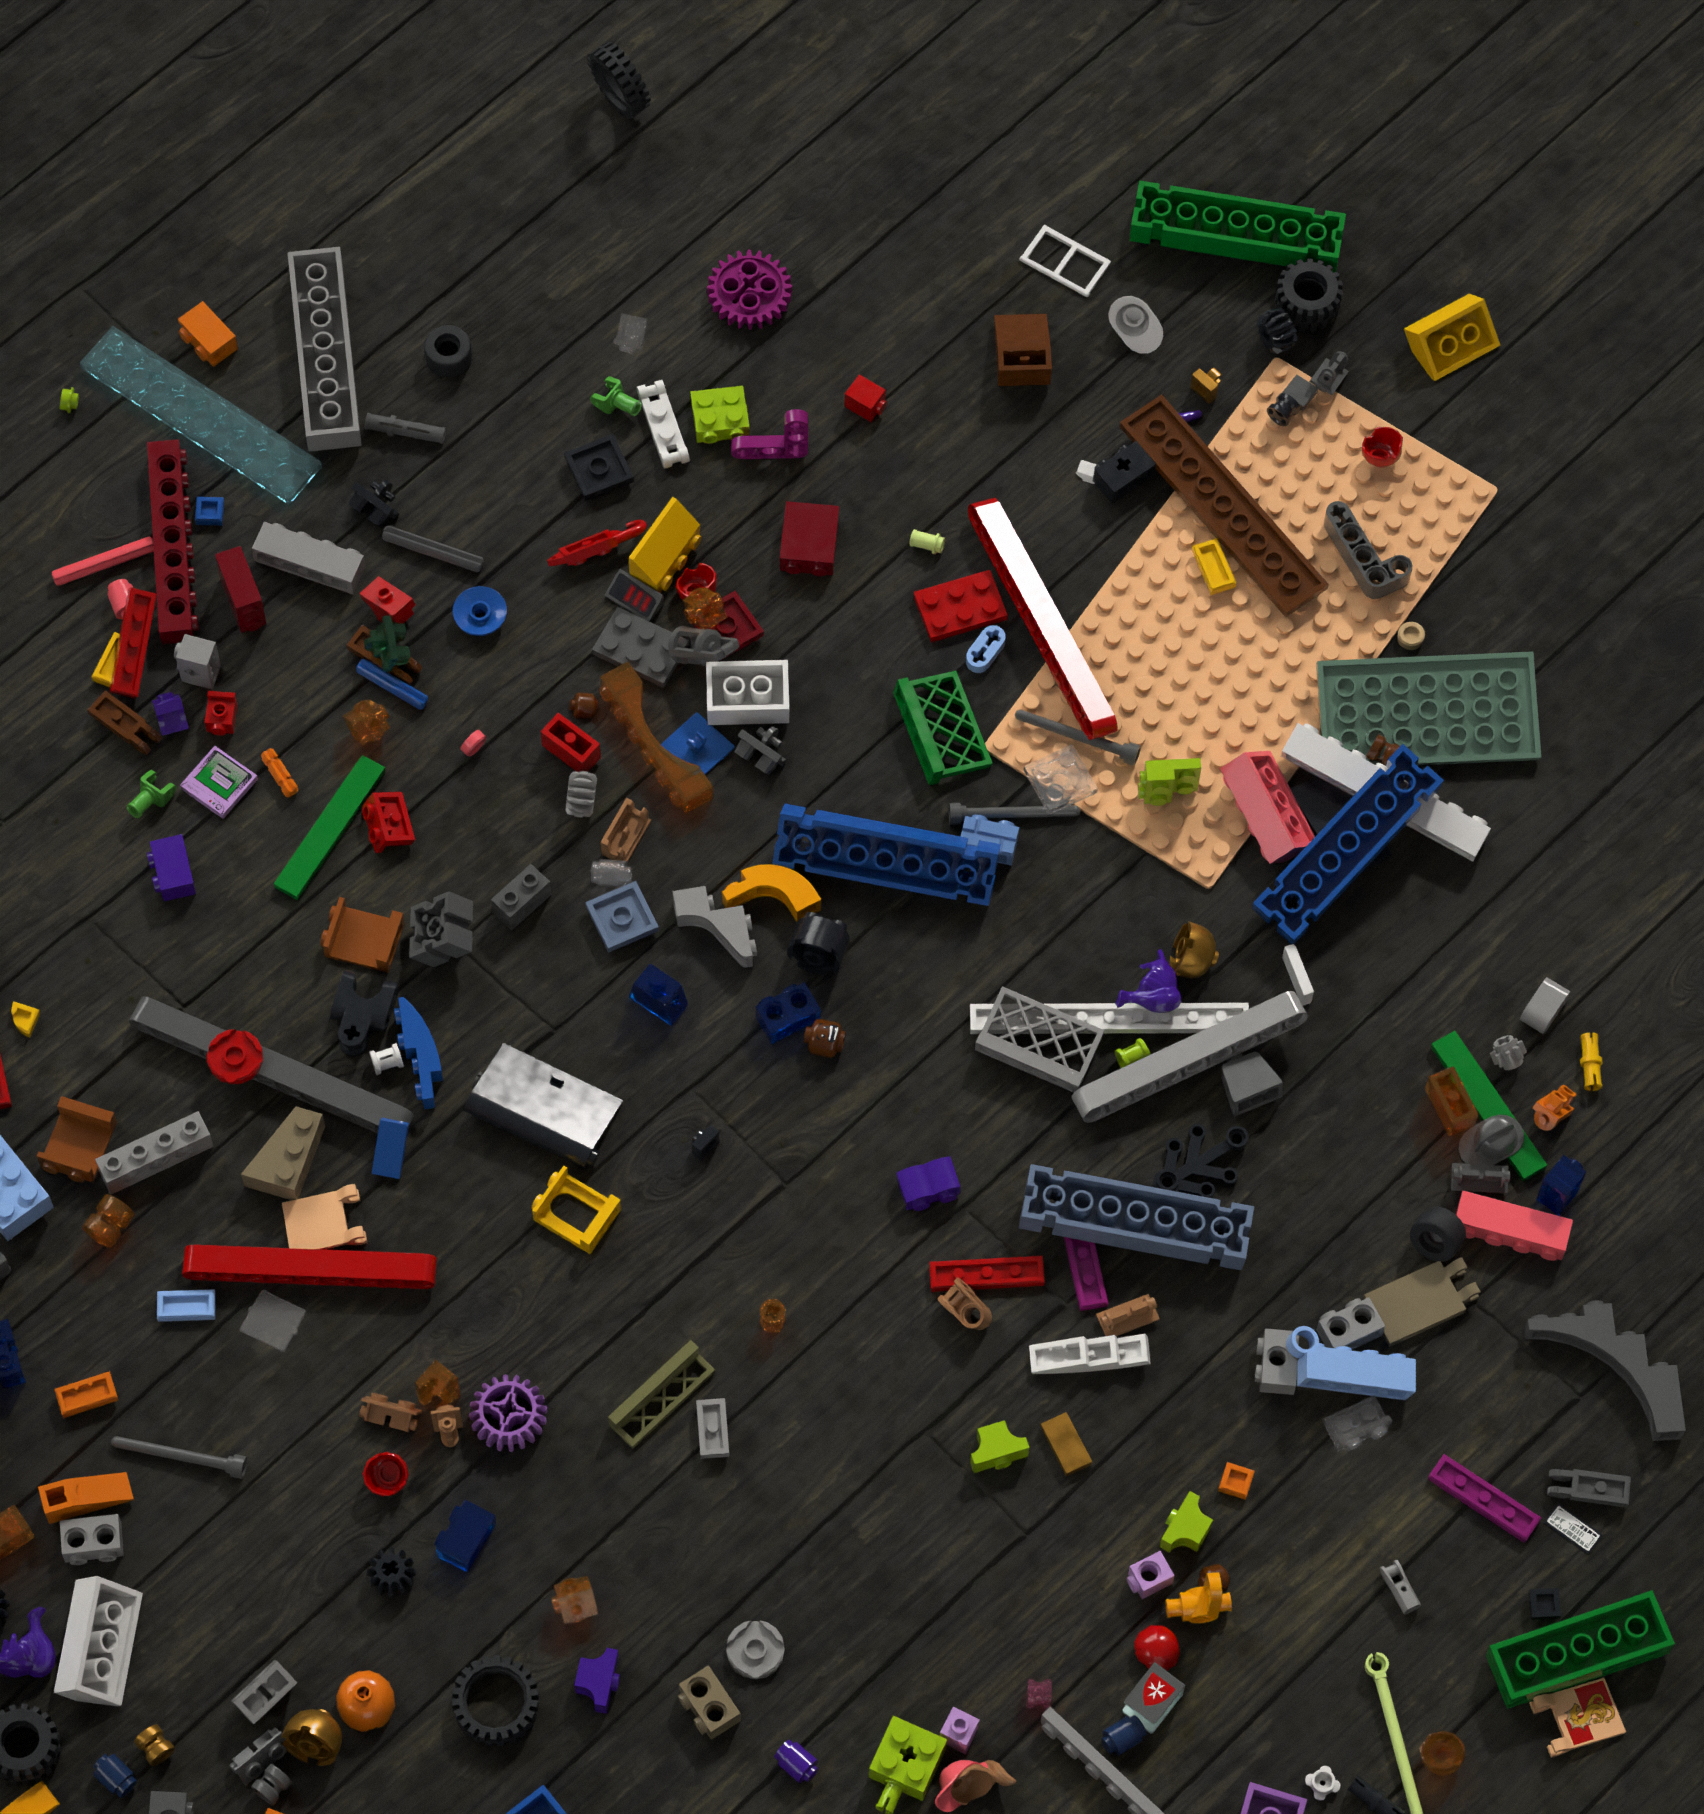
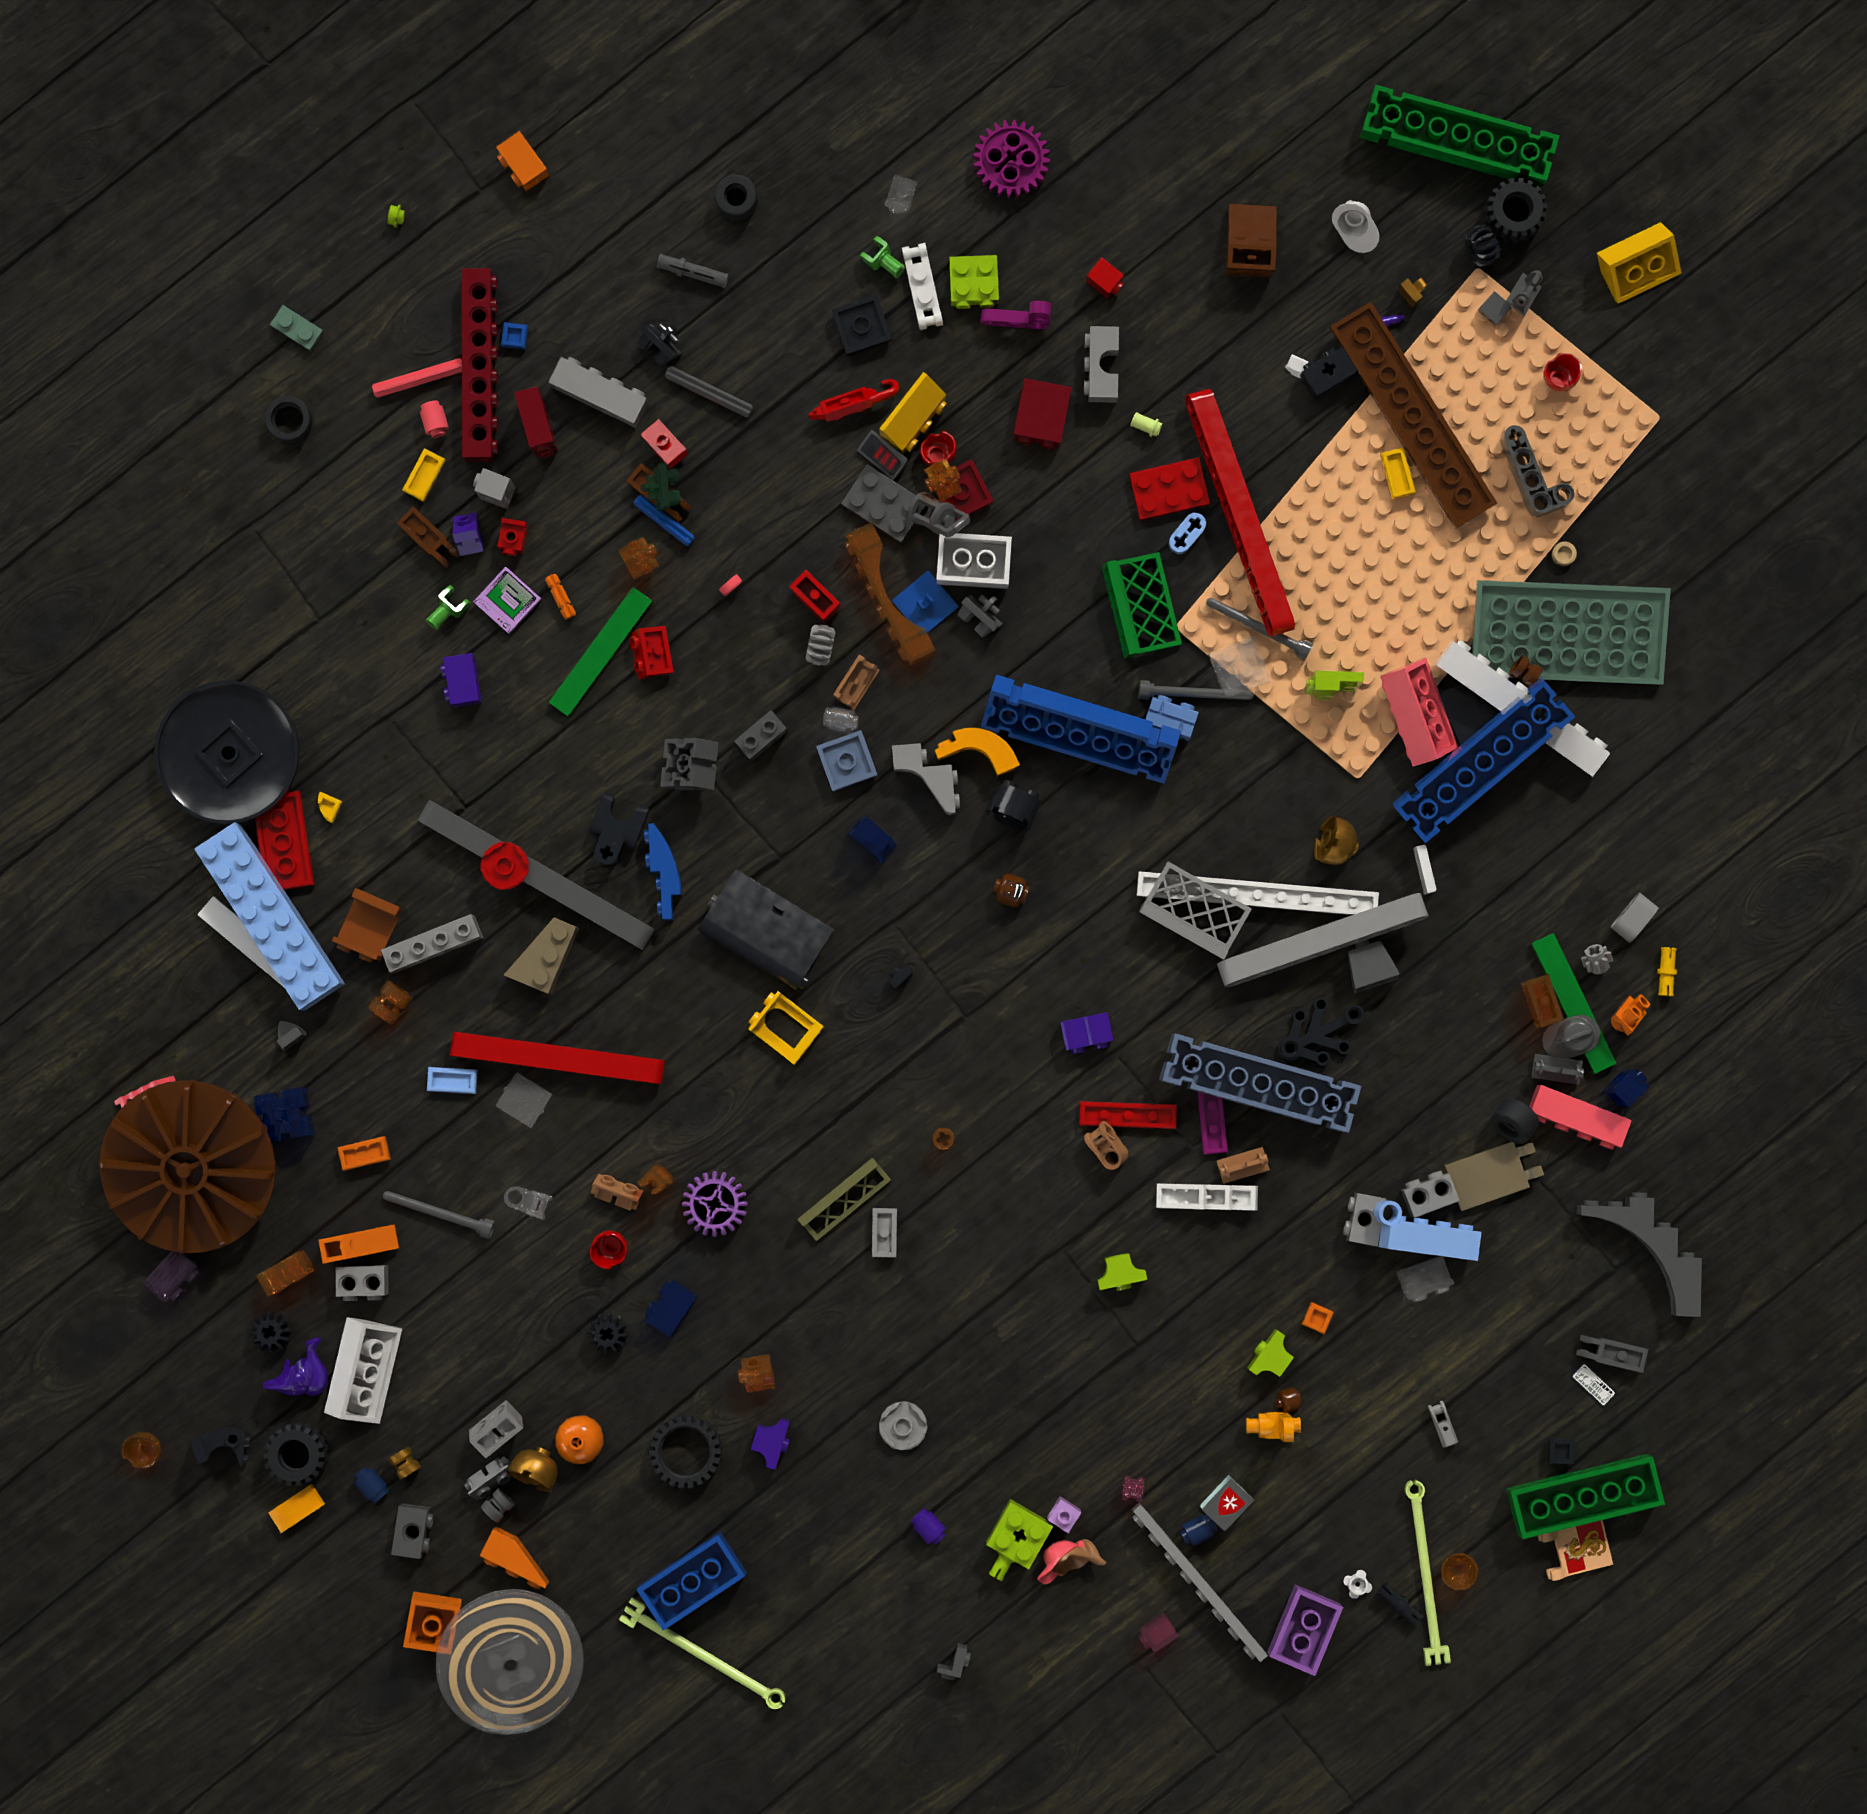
camera: 10 degrees right, 20 degrees up
(133, 643) = (439, 463): red tile -> none
(201, 415) = (512, 239): clear light blue plate -> none
(287, 1429) = (529, 1201): none -> clear piece
(321, 1220) = (569, 1016): light nougat flag -> none
(324, 349) = (625, 187): light grey brick -> none
(362, 937) = (622, 758): dark orange panel -> none
(386, 1059) = (627, 874): white bush -> none
(390, 1148) = (632, 959): blue tile -> none
(447, 1421) = (662, 1214): medium nougat hinge -> none
(475, 601) = (745, 446): blue dish -> none
(583, 705) = (830, 555): reddish brown piece -> none
(714, 1700) = (865, 1468): dark tan brick -> none
(791, 1018) = (984, 869): clear blue brick -> none
(873, 504) = (1101, 343): none -> light grey arch
(1066, 1444) = (1178, 1272): pearl gold tile -> none
(1074, 247) = (1309, 139): white window -> none
(1132, 1053) = (1273, 930): lime bush -> none
(1156, 990) = (1301, 877): dark purple piece -> none
(1156, 1564) = (1246, 1396): lavender brick -> none
(1157, 1645) = (1234, 1457): red hair -> none
(1283, 409) = (1478, 325): black wheel -> none
(1484, 1498) = (1523, 1352): magenta tile -> none

